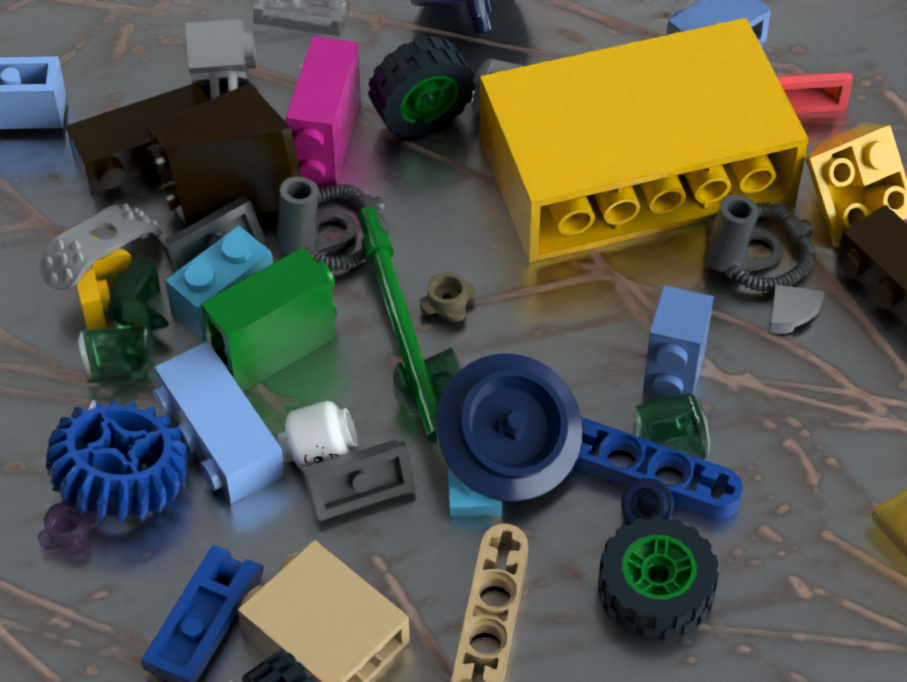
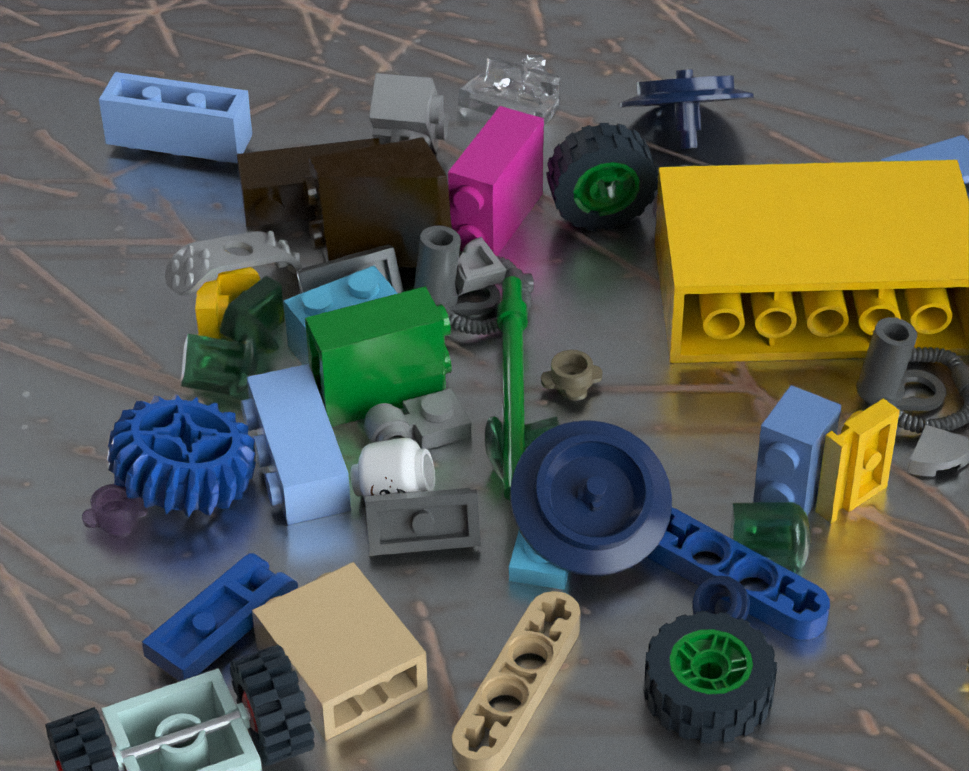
camera: 15 degrees right, 10 degrees down
(330, 368) = (429, 419): none -> light grey plate
(333, 201) = (478, 267): none -> light grey tile
(734, 339) = (857, 460): none -> yellow plate

